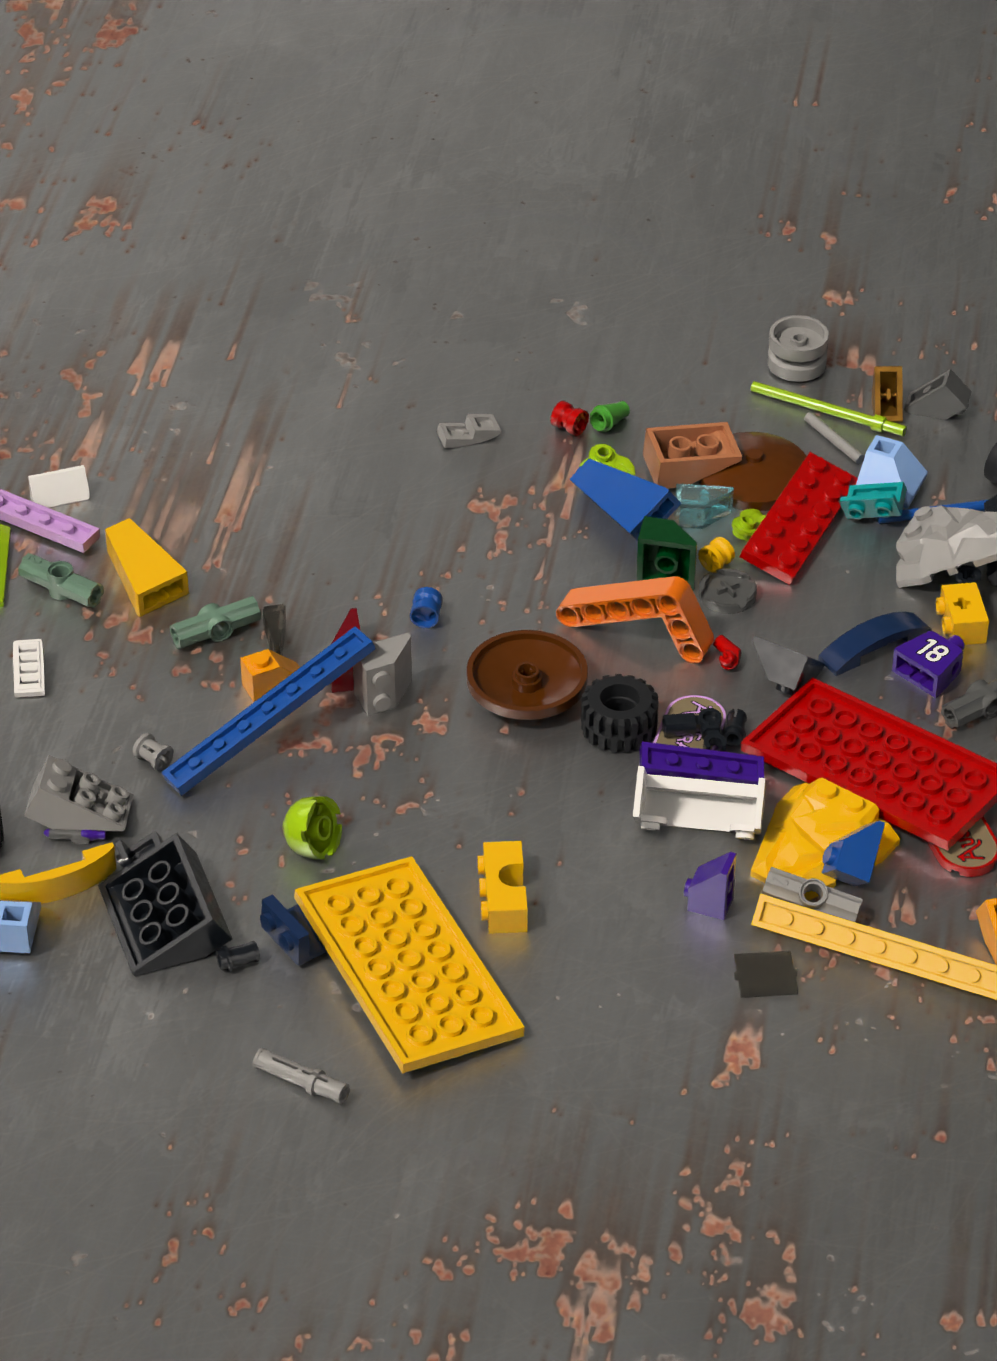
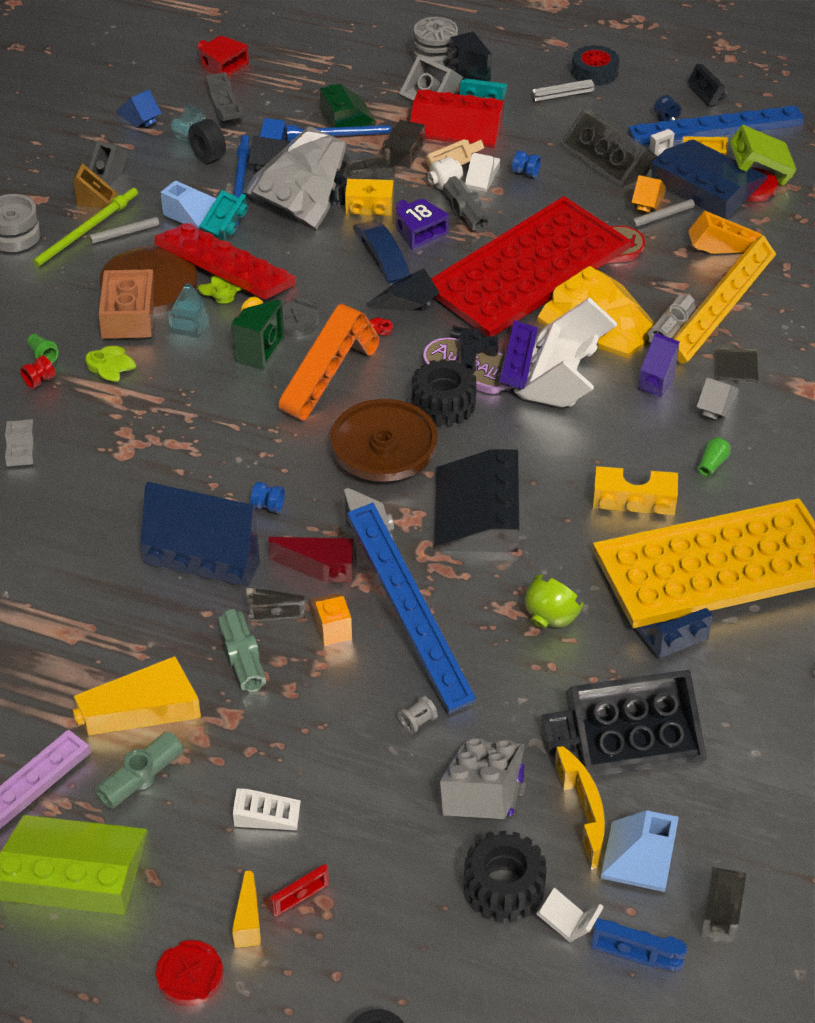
camera: 80 degrees left, 5 degrees up
(238, 955) = (701, 682): black pin -> none
(338, 562) = (199, 534): none -> dark blue slope
(459, 770) = (478, 503): none -> black slope
(582, 952) = (714, 454): none -> bright green cone
(624, 495) = (175, 348): blue slope -> none
(686, 948) = (716, 398): none -> light grey slope
(854, 855) = (635, 285): blue slope -> none

